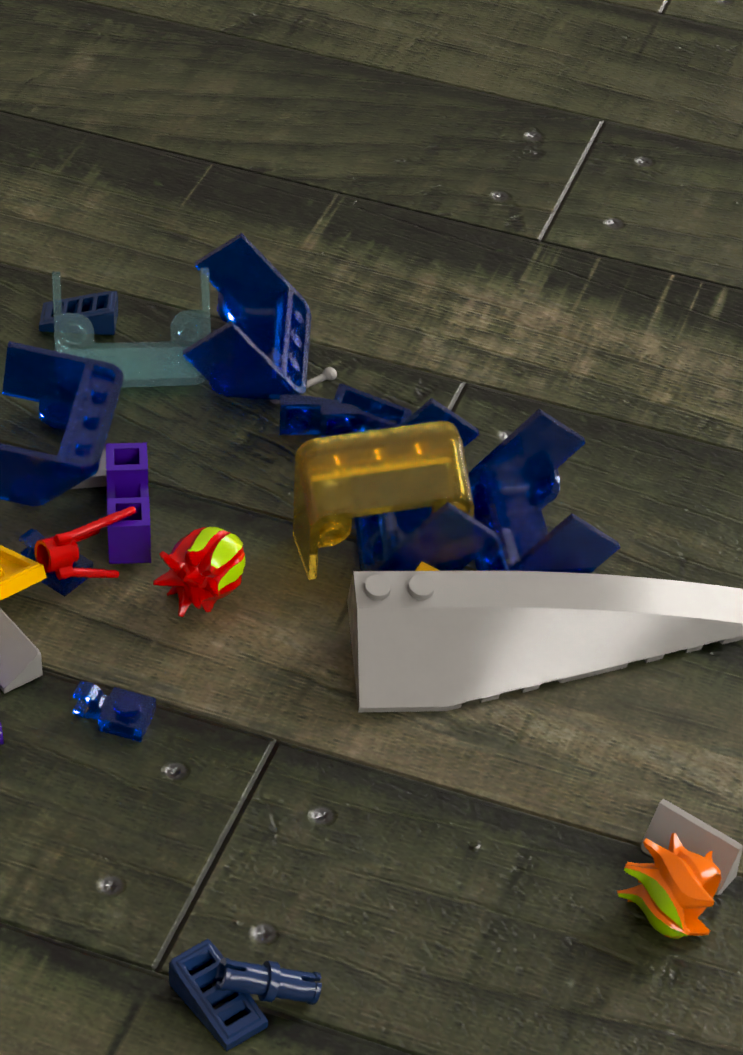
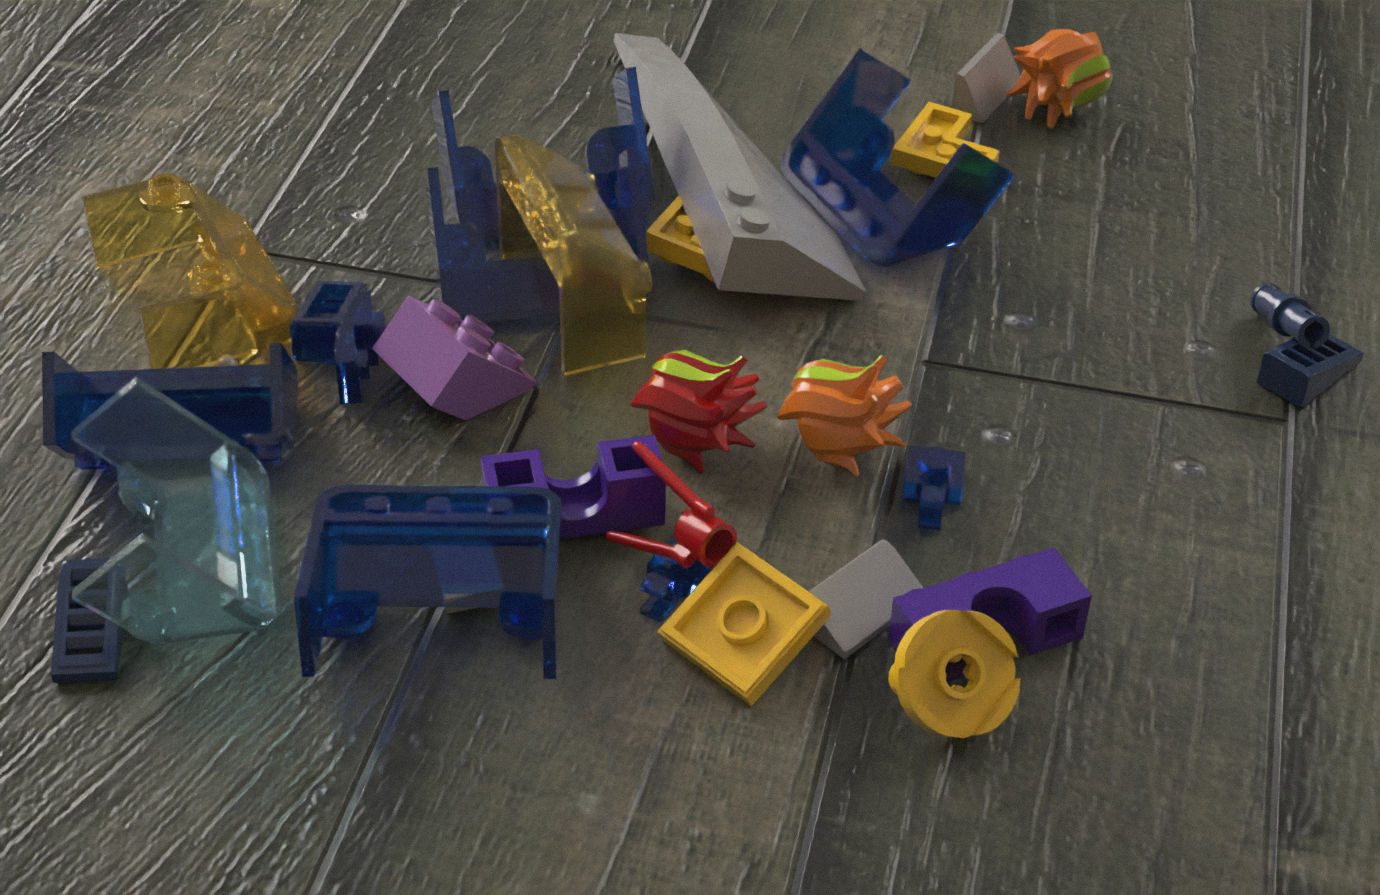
camera: 95 degrees left, 0 degrees up
(181, 645) = (844, 410): none -> orange hair
(271, 460) = (451, 359): none -> medium lavender slope
(411, 358) = (233, 296): none -> clear yellow windscreen
(512, 726) = (839, 163): none -> clear blue windscreen
(569, 784) = (934, 140): none -> yellow plate

